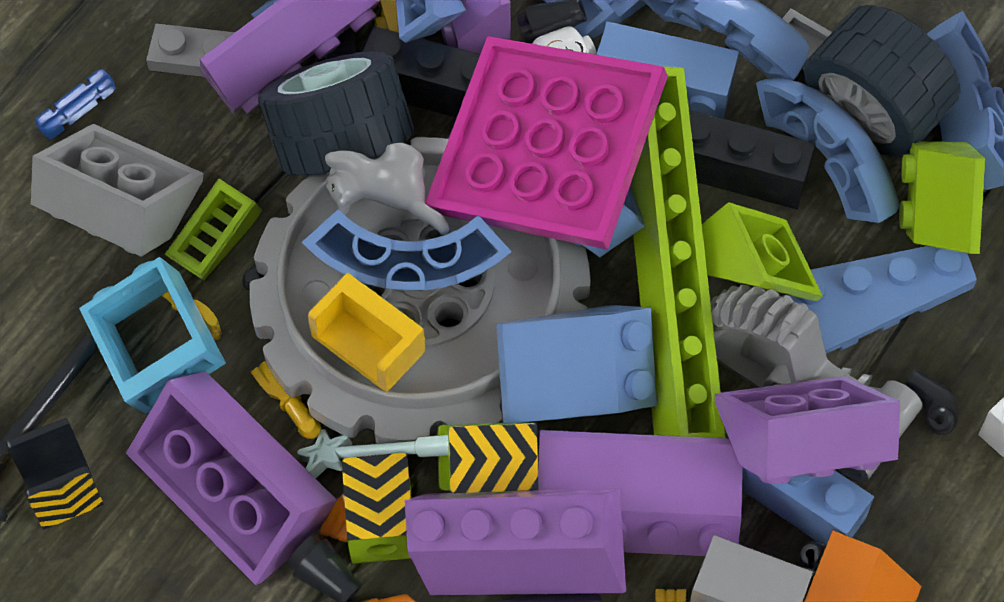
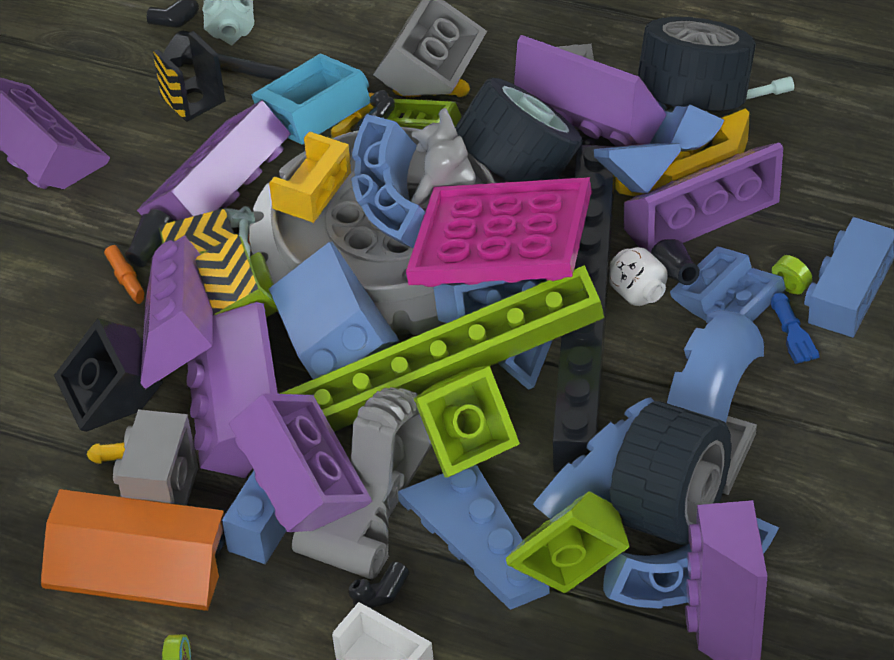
camera: 80 degrees right, 15 degrees down
(75, 104) = (505, 21): axle -> none
(204, 269) = (382, 108): none -> black arm
(707, 67) = (651, 344): medium blue brick -> none

